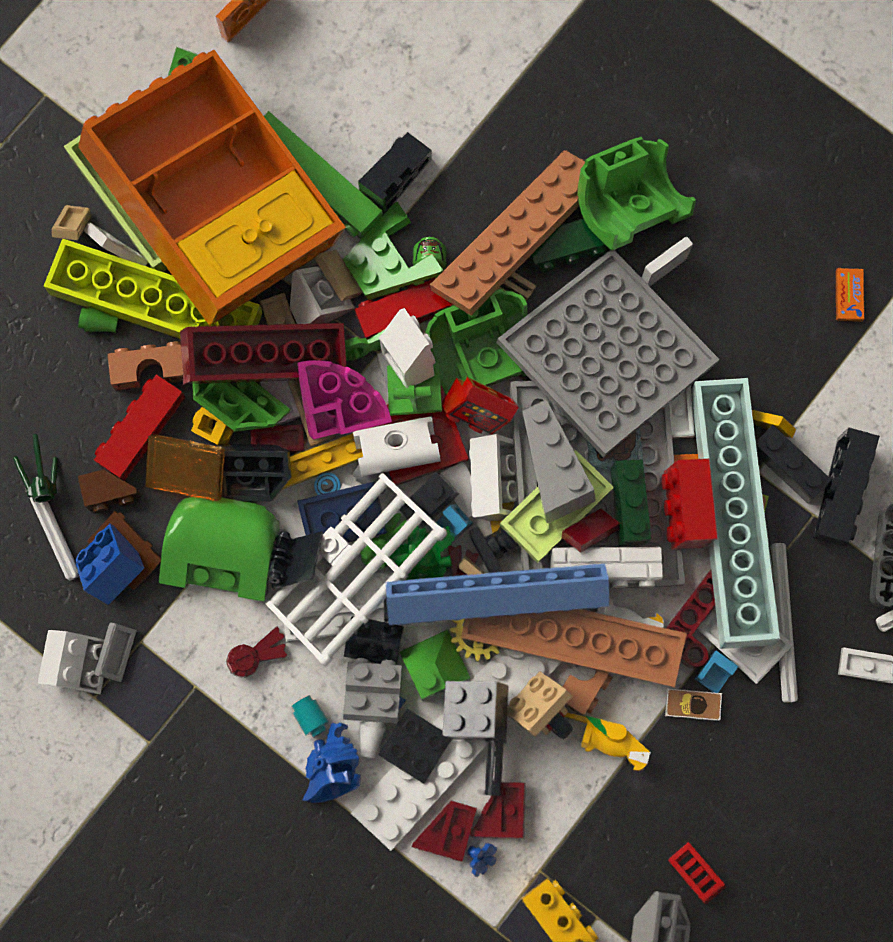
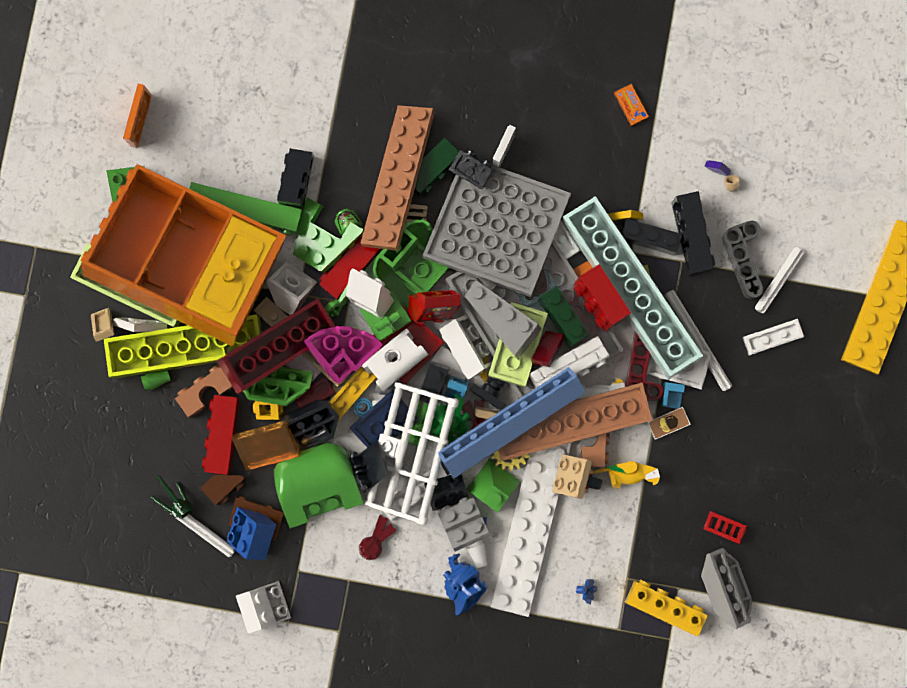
camera: 25 degrees left, 5 degrees up
(115, 652) = (286, 586): light grey tile -> none
(310, 716) = (432, 560): teal brick -> none
(338, 275) = (295, 266): tan tile -> none
(415, 746) = (508, 543): black hinge -> none
(448, 831) = (557, 585): dark red wing -> none
(475, 710) = (535, 502): brick -> none
(493, 787) = (562, 524): black pin -> none
(503, 814) = (585, 555): dark red wing -> none
(614, 269) = (471, 168): none -> black bracket
(629, 191) = (456, 113): bright green piece -> none

